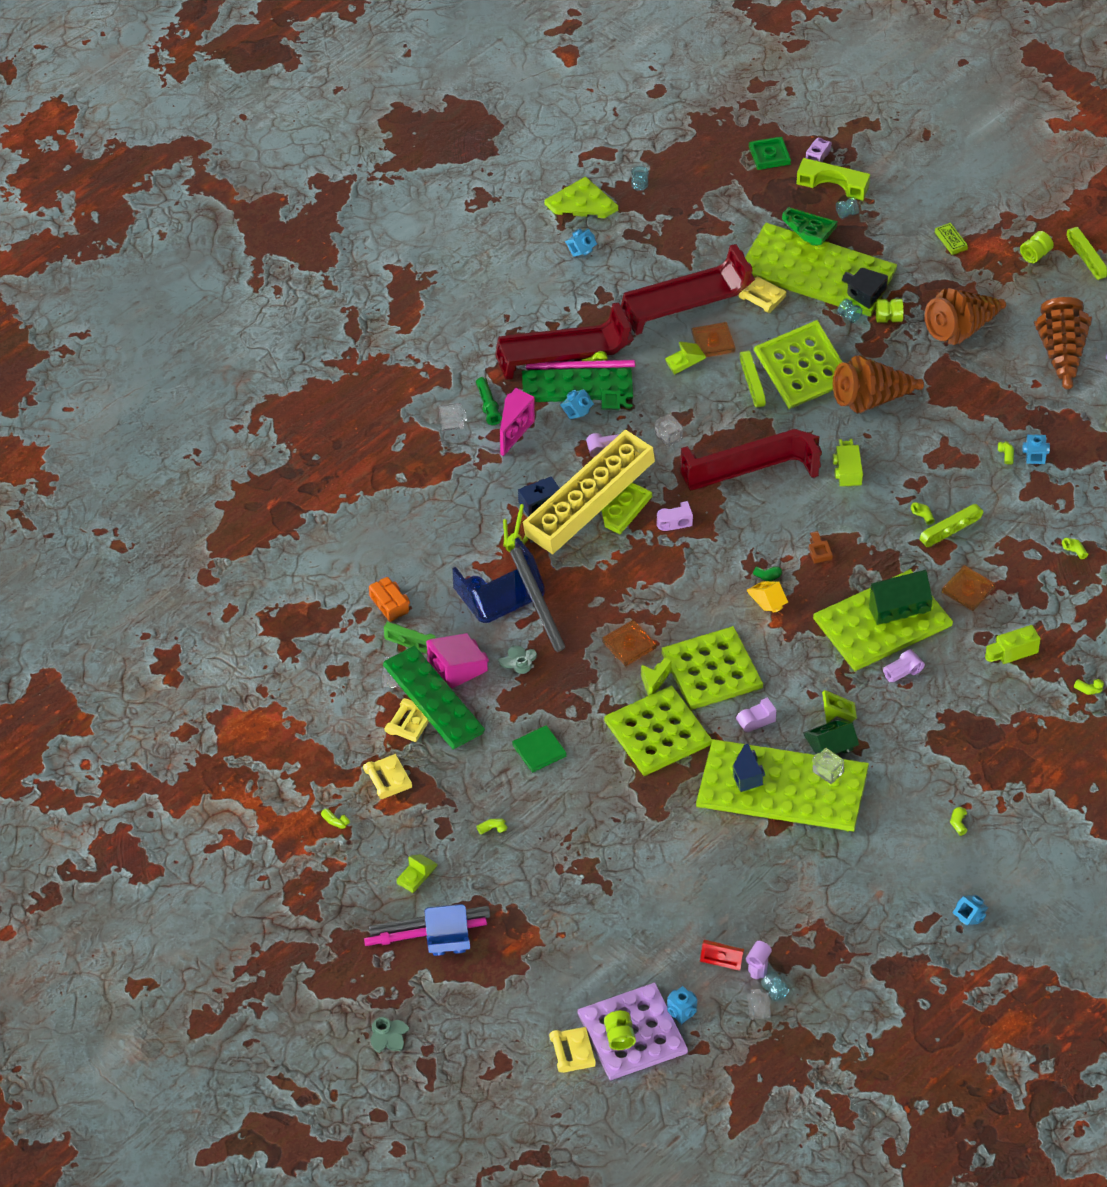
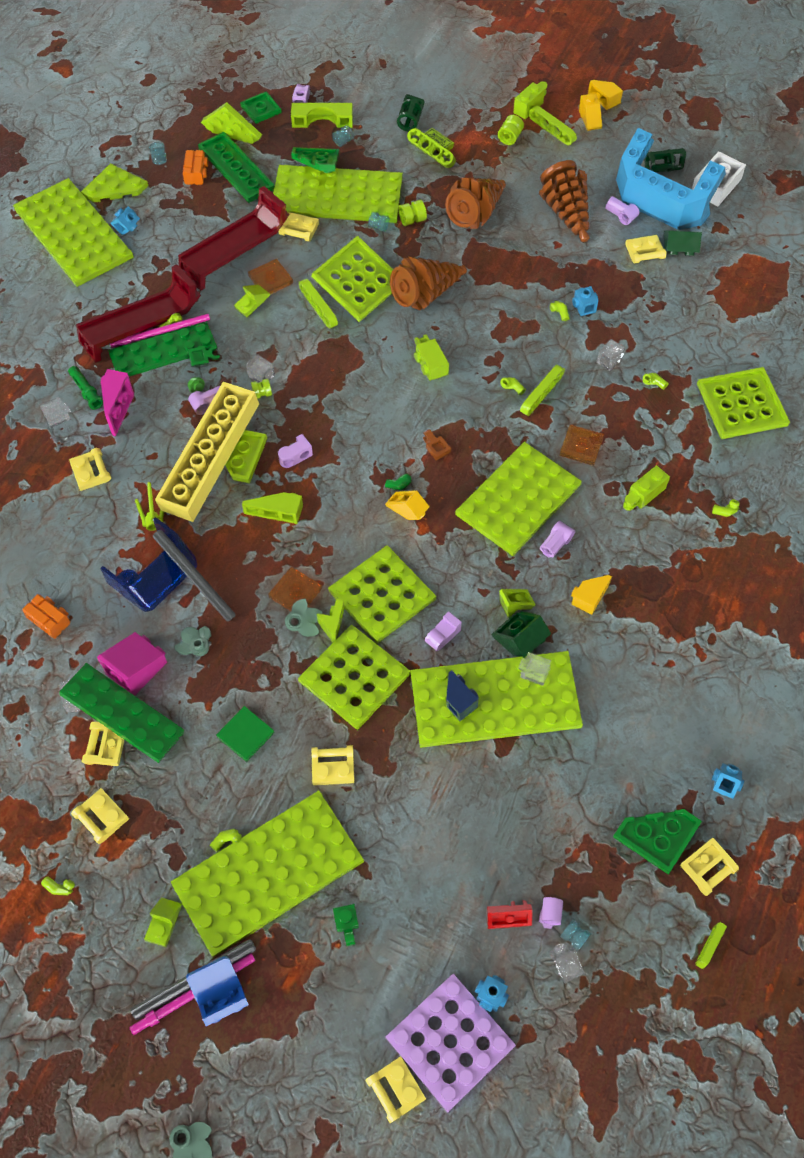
camera: 20 degrees left, 10 degrees up
(406, 637) = (76, 652): bright green plate -> none
(462, 480) = (83, 470): none -> light yellow plate
(521, 861) = (266, 873): none -> lime plate
(523, 240) = (73, 232): none -> lime plate
(536, 494) = (159, 466): dark blue brick -> none
(576, 918) = (345, 921): none -> green plate
(577, 404) = (169, 368): dark azure brick -> none
(599, 426) = (196, 384): none -> bright green plate
(609, 802) = (332, 772): none -> light yellow plate
(619, 1030) = (442, 1066): lime wheel -> none
(630, 668) = (306, 619): none -> sand green plate
(638, 562) = (278, 507): none -> lime slope
(663, 448) = (261, 388): none -> lime wheel
(673, 203) = (194, 167): none -> orange brick
(718, 212) = (235, 166): none -> green plate
(727, 165) = (228, 120): none -> lime plate
(750, 458) = (340, 378): dark red panel -> none
(865, 286) = (385, 196): black torso -> none
(886, 937) = (659, 836): none -> green plate
(893, 1029) = (711, 945): none -> lime tile
(900, 597) = (532, 474): dark green slope -> none
(915, 722) = (590, 593): none -> yellow slope
(919, 967) = (704, 860): none -> light yellow plate
(934, 197) = (412, 109): none -> dark green piece
(939, 245) = (431, 147): none -> lime beam
(956, 820) = (669, 682): lime arm -> none
(1038, 509) = (610, 355): none -> clear brick
(1073, 216) = (528, 98): none -> lime brick

